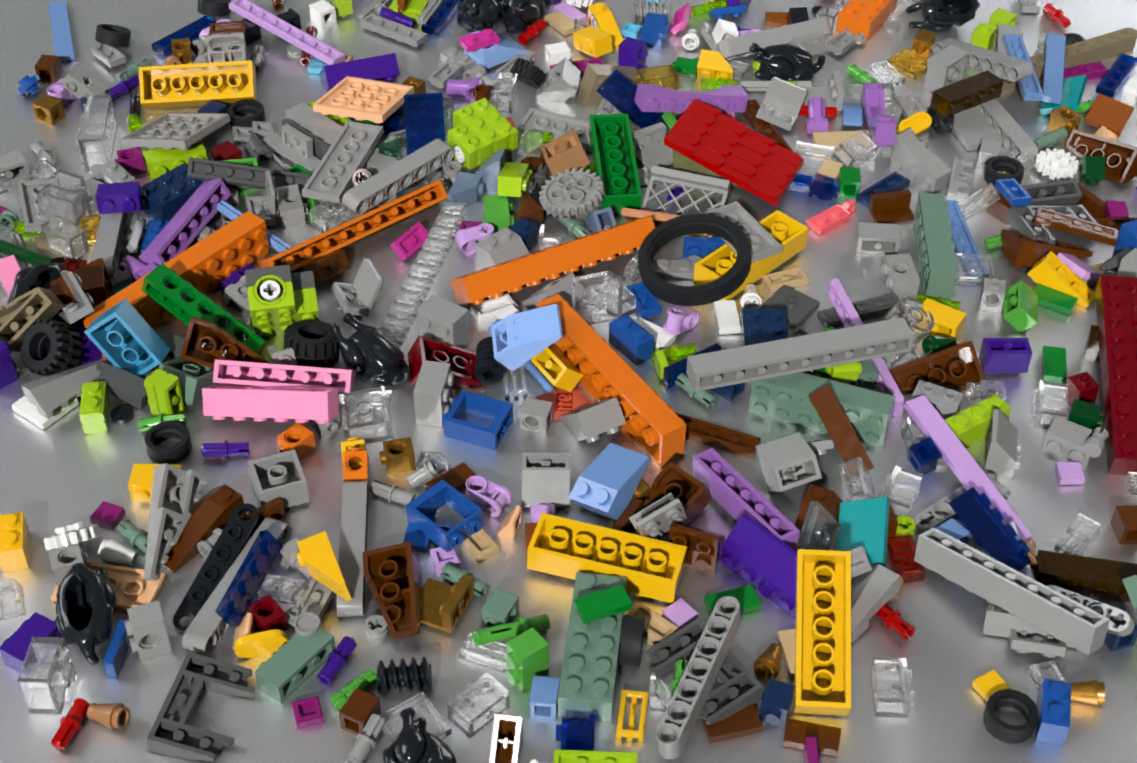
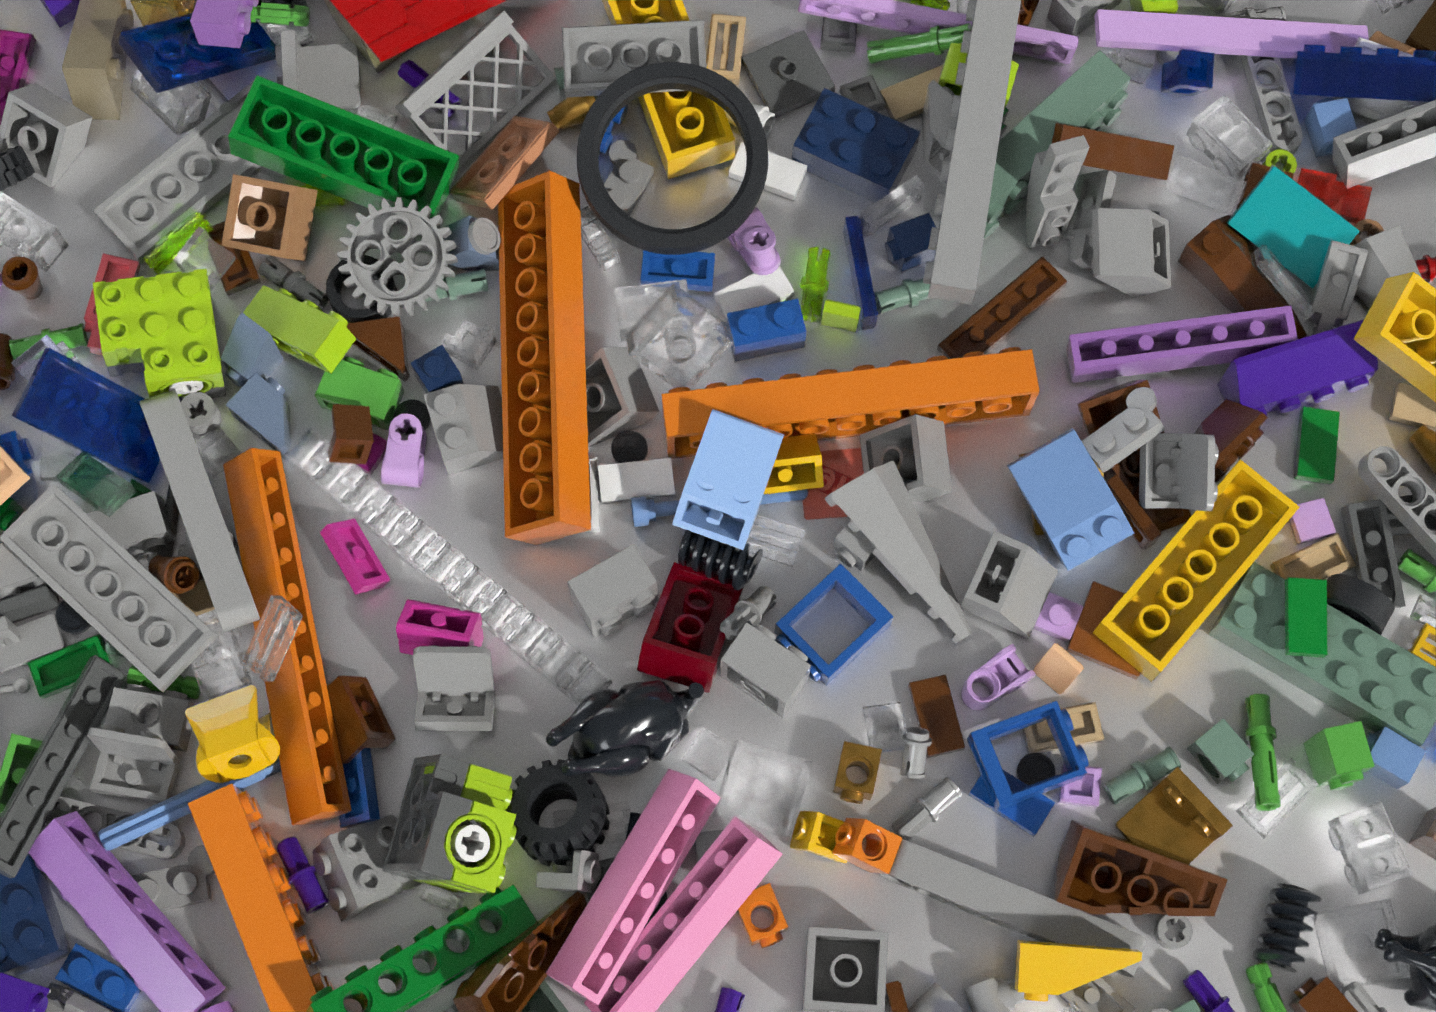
camera: 65 degrees left, 30 degrees up
(290, 215) = (232, 736): none -> yellow piece
(347, 216) = (272, 637): none -> clear tile
(390, 274) = (438, 626): none -> dark pink brick
(464, 381) = (748, 611): none -> light grey axle
(469, 210) = (351, 434): none -> reddish brown panel
(549, 408) = (887, 517): none -> light grey wedge
(605, 217) = (484, 236): none -> light grey piece
(668, 484) = (1126, 431): none -> light grey hinge
(793, 404) = (1051, 191): none -> light grey slope

